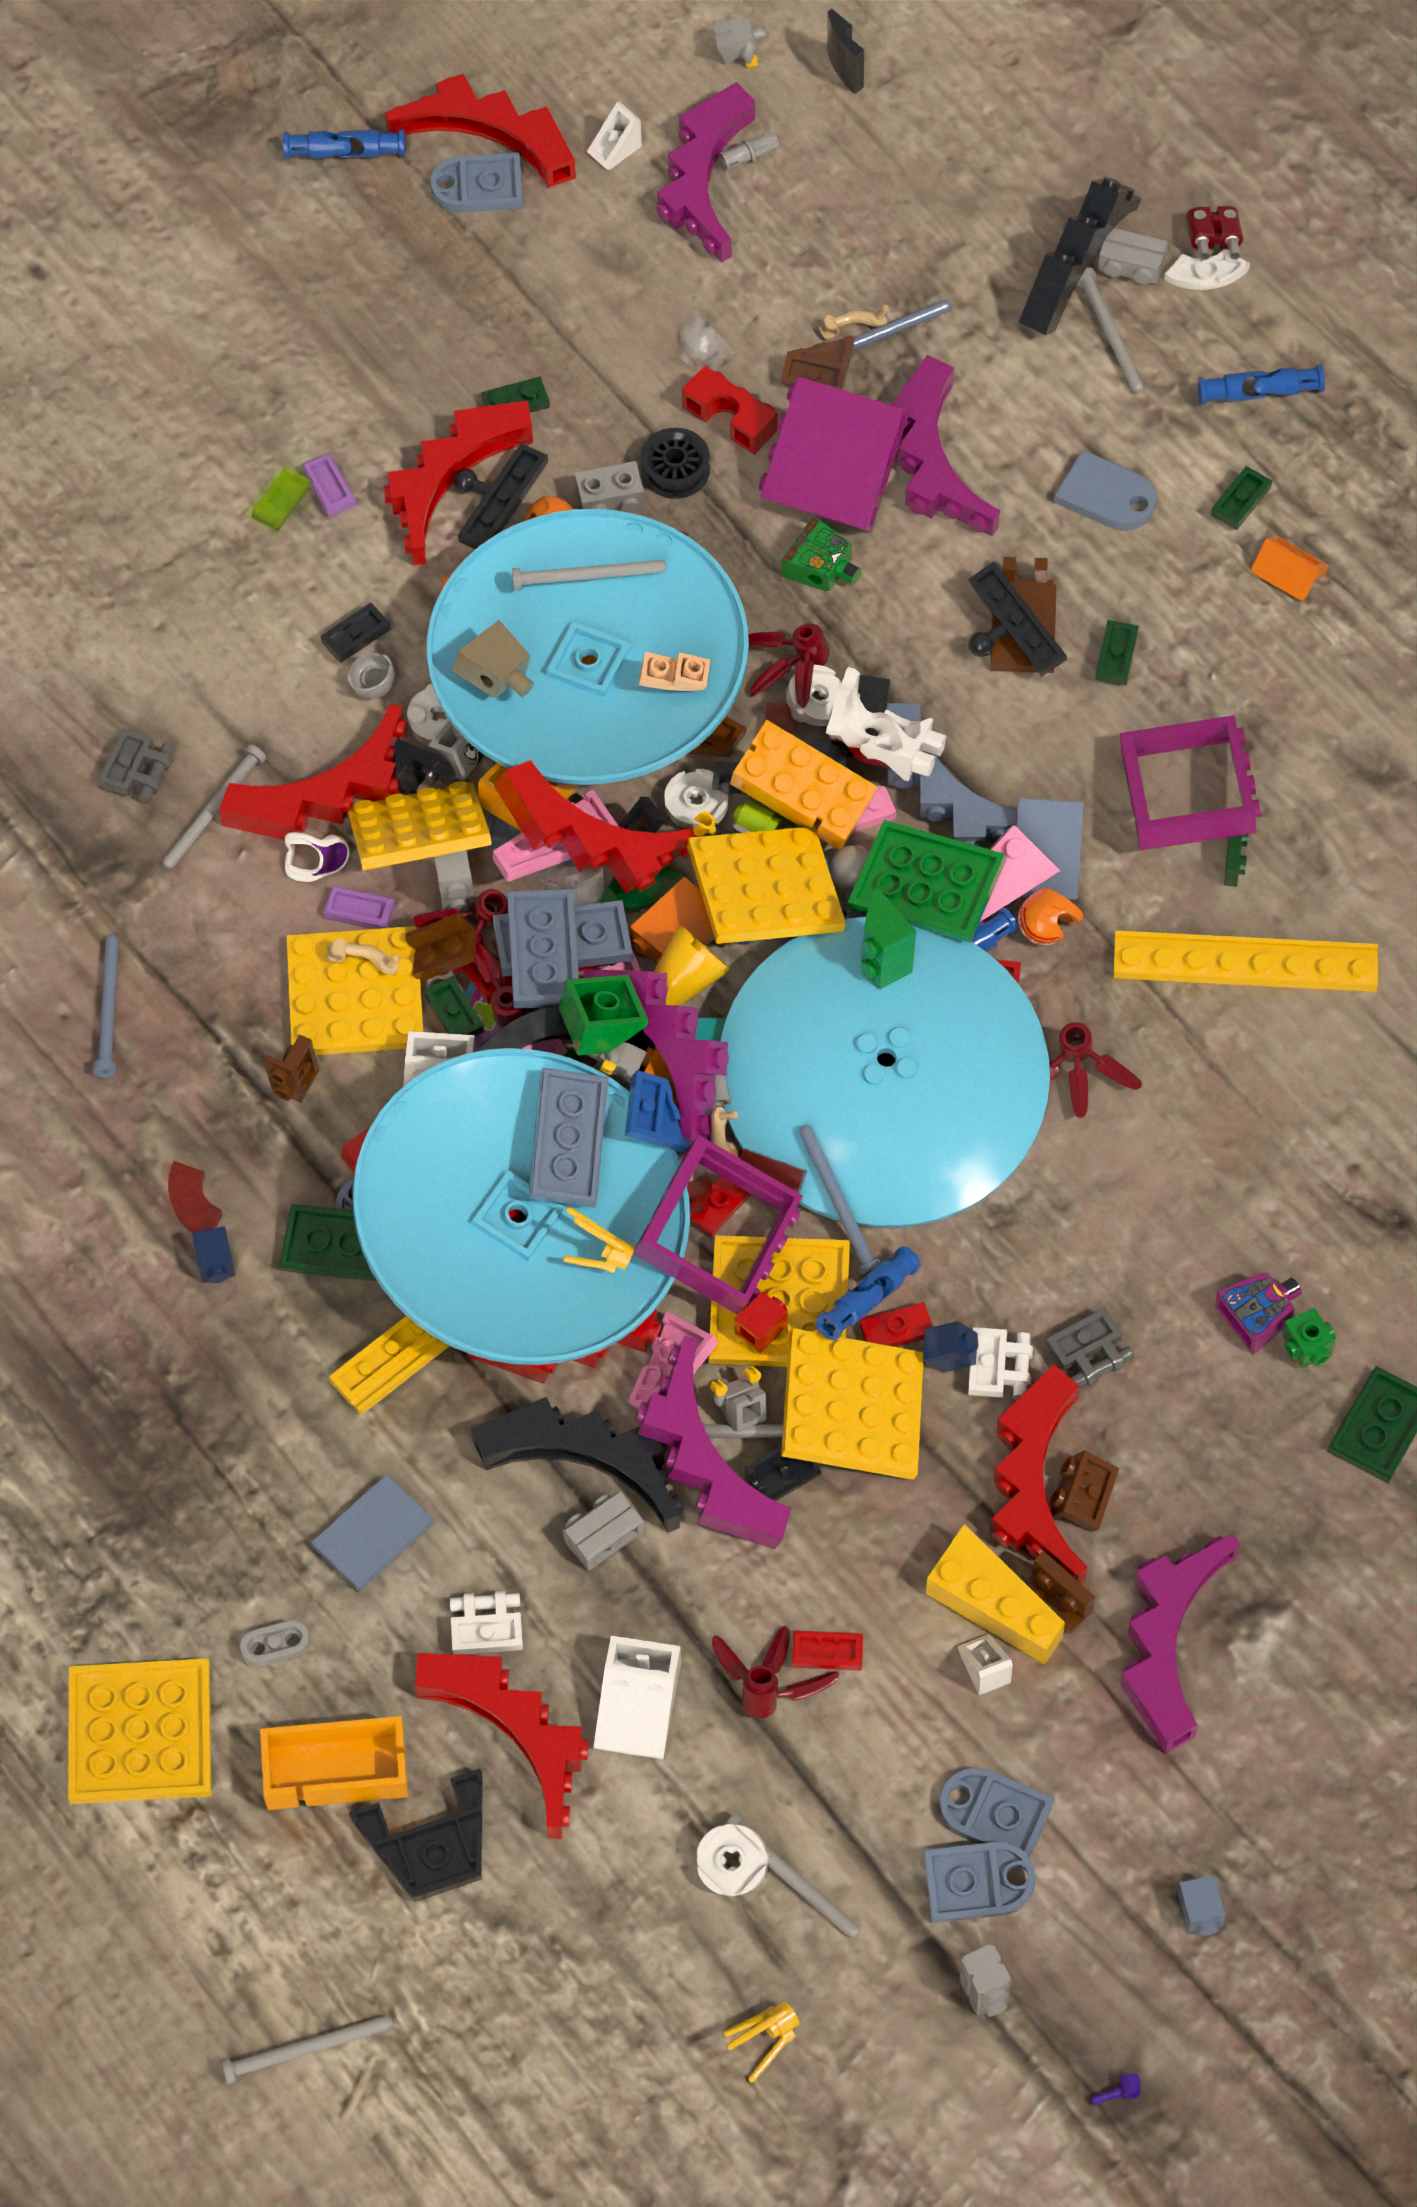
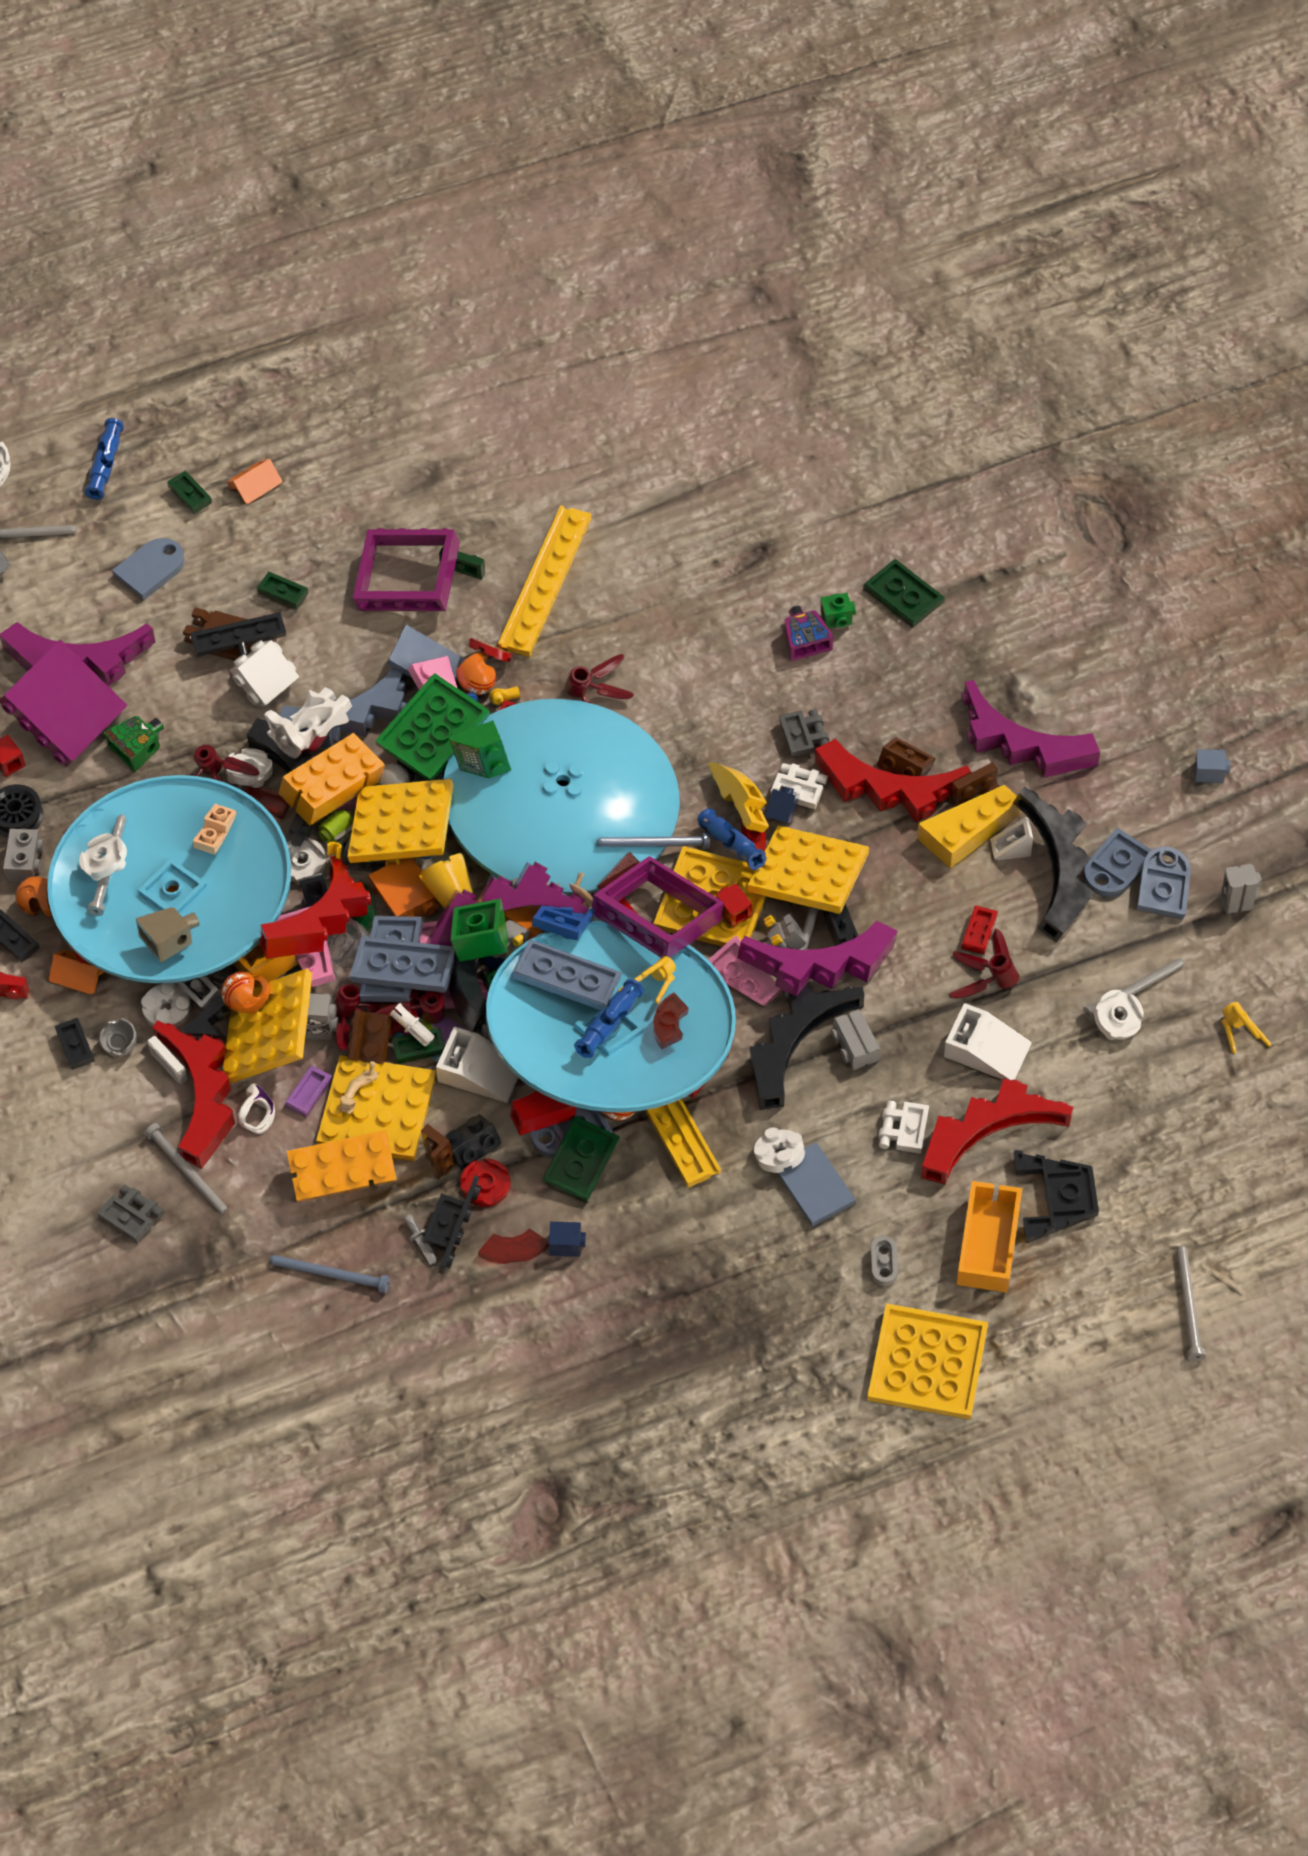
camera: 75 degrees left, 5 degrees down
(178, 1092) = (418, 1235): none -> light grey piece
(201, 1113) = (446, 1223): none -> black bracket
(246, 970) = (341, 1166): none -> light orange piece
(279, 1144) = (493, 1179): none -> red tile
(330, 1109) = (473, 1140): none -> black bracket
(357, 734) = (167, 1060): none -> white tile
(411, 1459) = (779, 1139): none -> white plate
(447, 774) = (238, 992): none -> orange helmet
(466, 988) = (412, 1025): none -> white axle
(527, 1207) = (601, 1029): none -> blue piece
(535, 1276) = (667, 1020): none -> clear red tile
(600, 560) = (114, 860): none -> white plate
(950, 1290) = (743, 792): none -> yellow slope
(962, 665) = (263, 672): none -> white brick
(1003, 1715) = (1067, 861): none -> black arch
(1026, 952) = (498, 695): none -> yellow arm
(1092, 920) = (490, 650): none -> red tile

